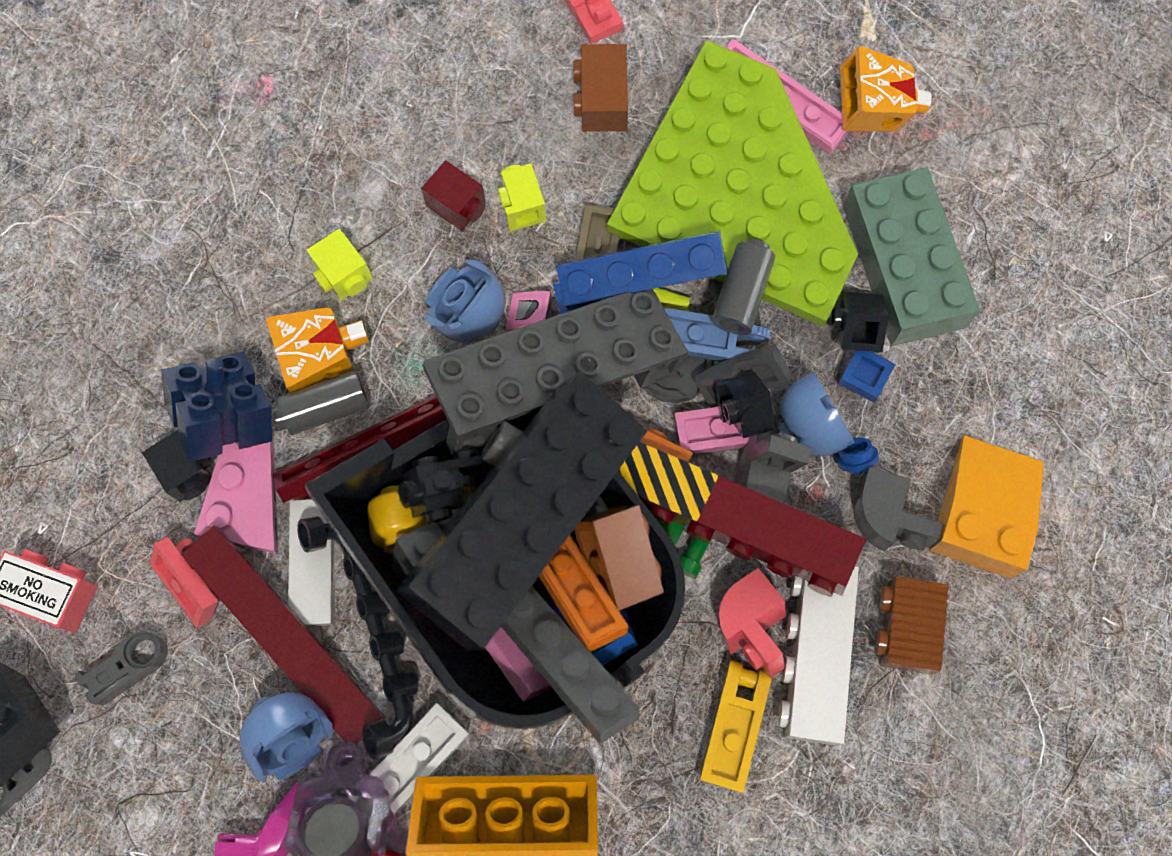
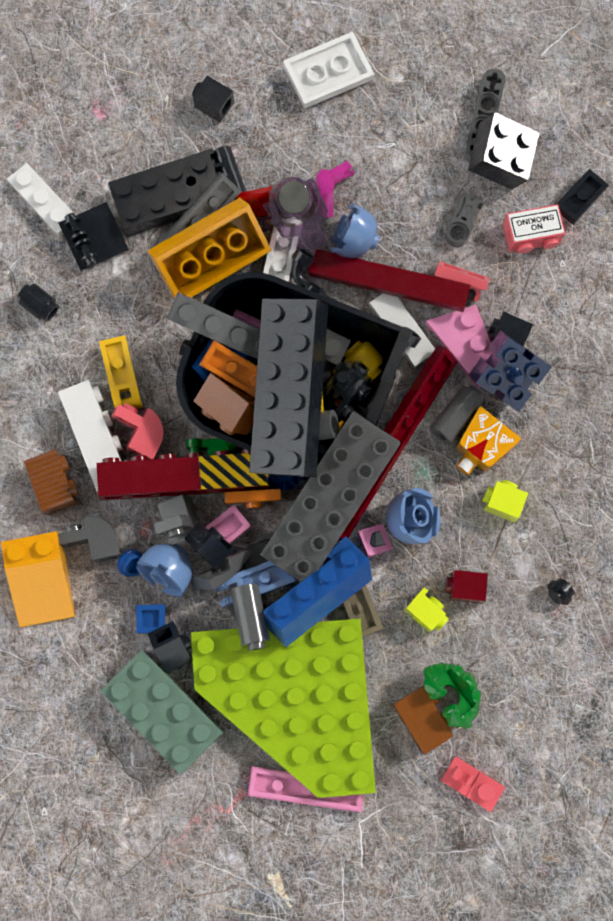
camera: 145 degrees right, 5 degrees up
(350, 133) = (560, 591): none -> black plate
(531, 97) = (465, 686): none -> green piece
(879, 92) = (240, 821): light orange torso -> none

